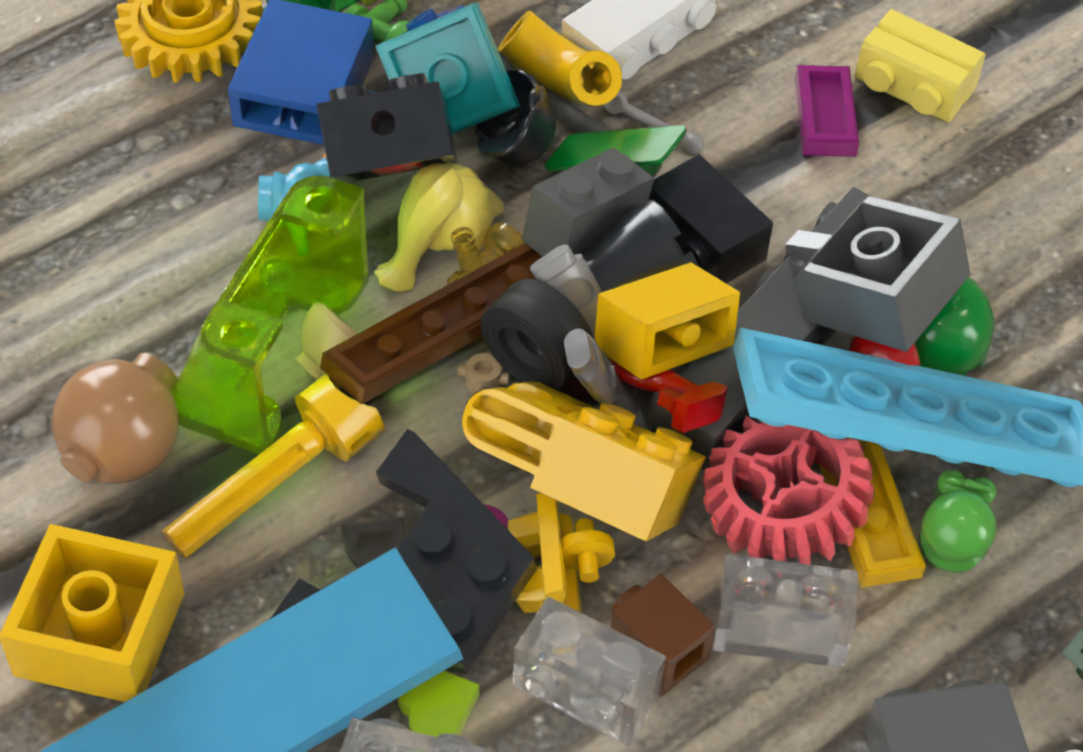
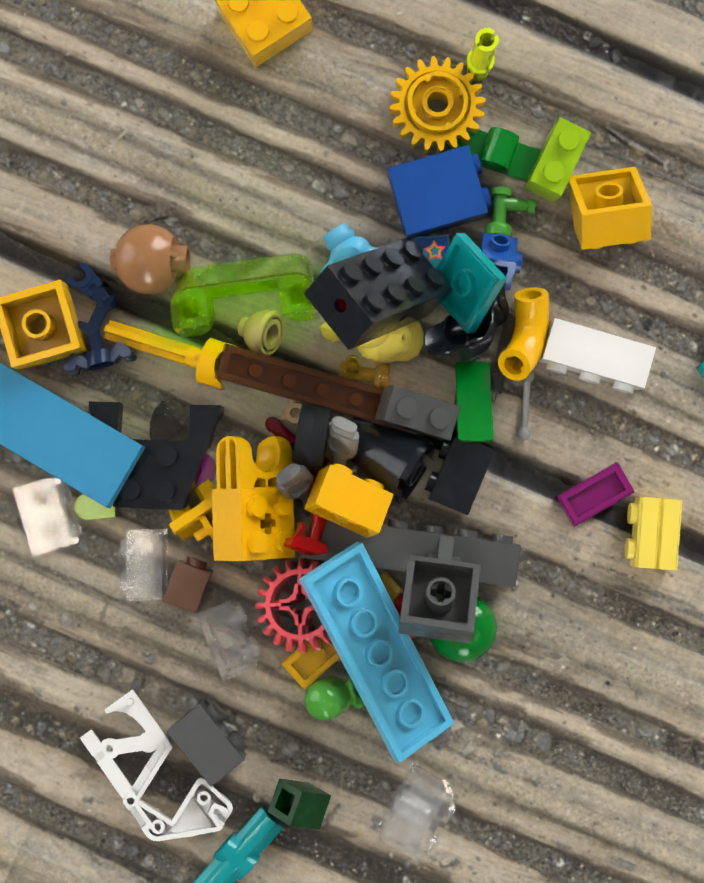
camera: 60 degrees right, 35 degrees up
(207, 570) = (99, 356): none -> dark blue piece

